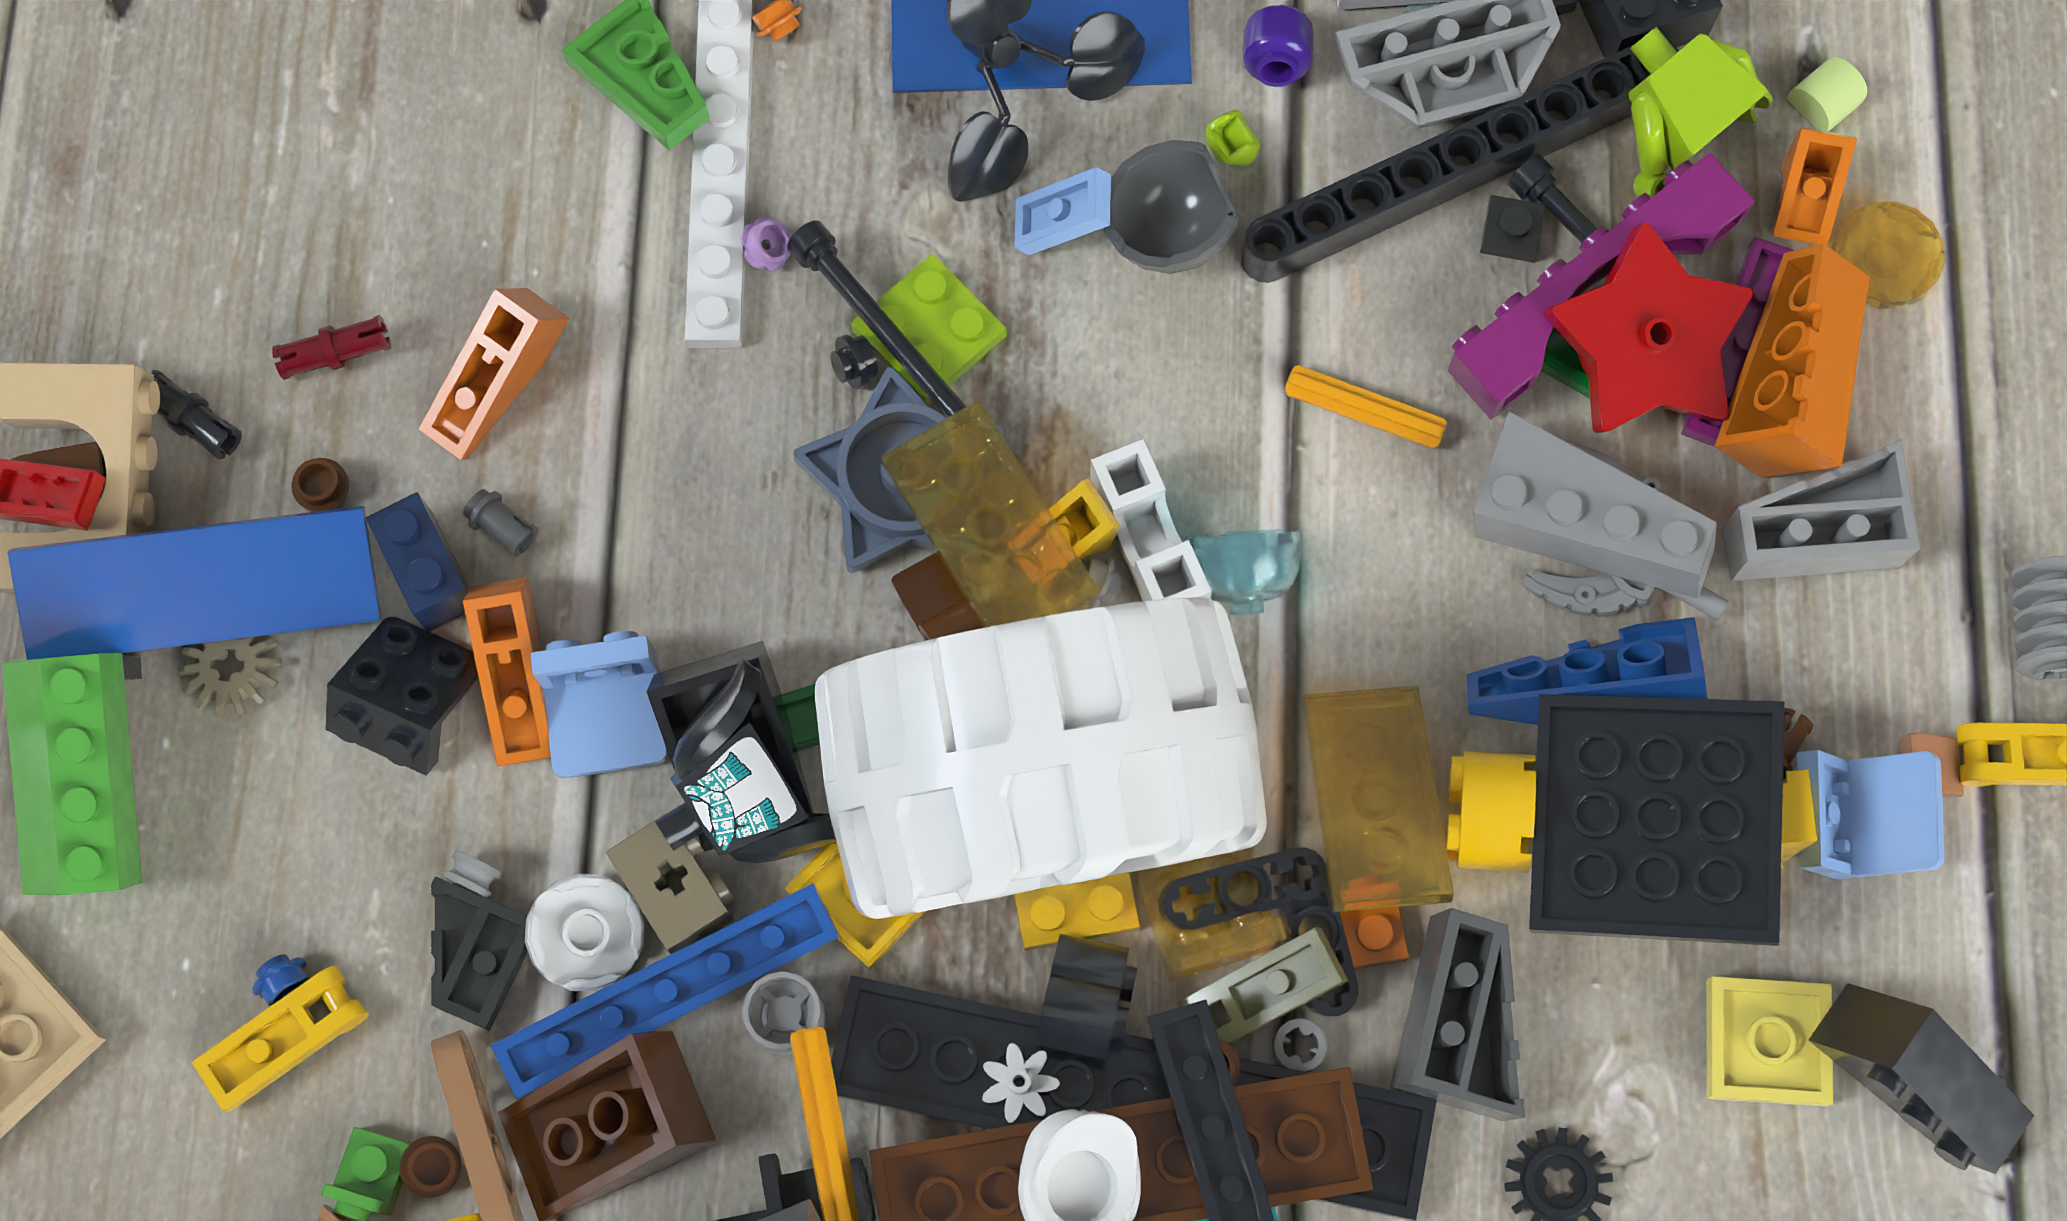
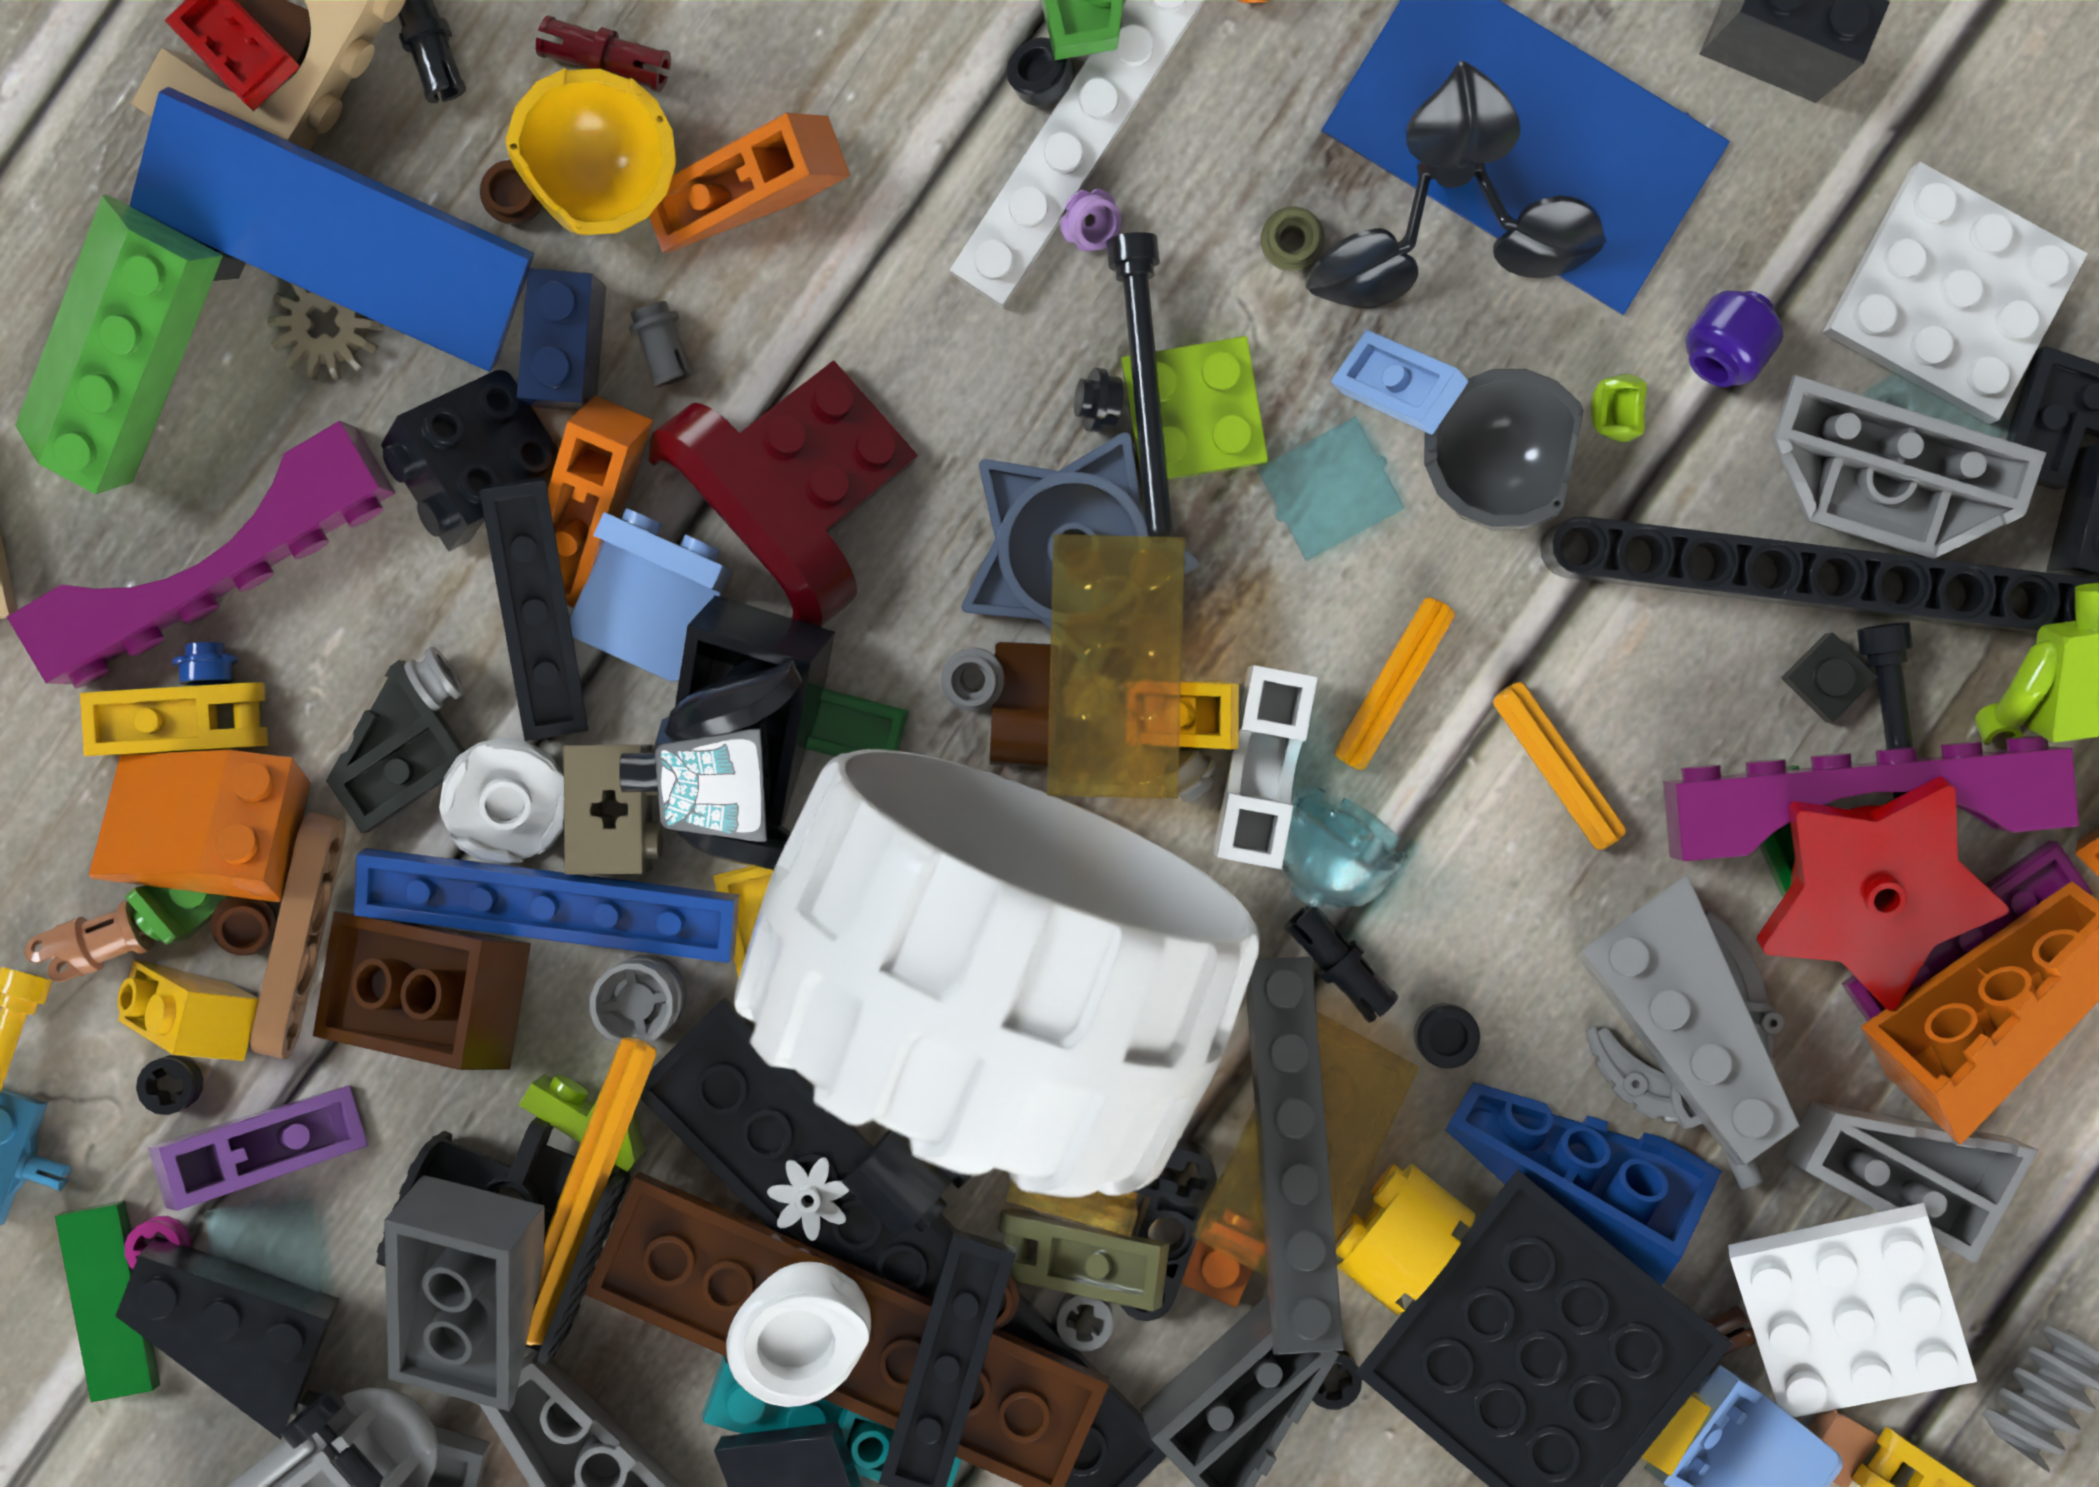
camera: 30 degrees right, 15 degrees up
(168, 1006) = (315, 490): none -> magenta arch
(350, 1099) = (203, 822): none -> orange slope
(364, 410) = (592, 149): none -> yellow cylinder
(520, 766) = (534, 608): none -> black plate
(661, 553) = (791, 480): none -> dark red piece
(664, 171) = (1037, 75): none -> black tile
(788, 1144) = (566, 1108): none -> lime slope
(878, 603) = (959, 693): none -> light grey plate
(921, 157) = (1292, 219): none -> olive plate
(1065, 323) = (1330, 488): none -> clear light blue piece
(1205, 425) = (1394, 683): none -> light orange axle
(1306, 646) = (1341, 962): none -> black pin
(1372, 803) = (1293, 1157): none -> dark grey plate
(1422, 652) = (1446, 1035): none -> black tile
(1537, 968) = (1348, 1387): none -> black bush
(1862, 647) = (1852, 1311): none -> white plate

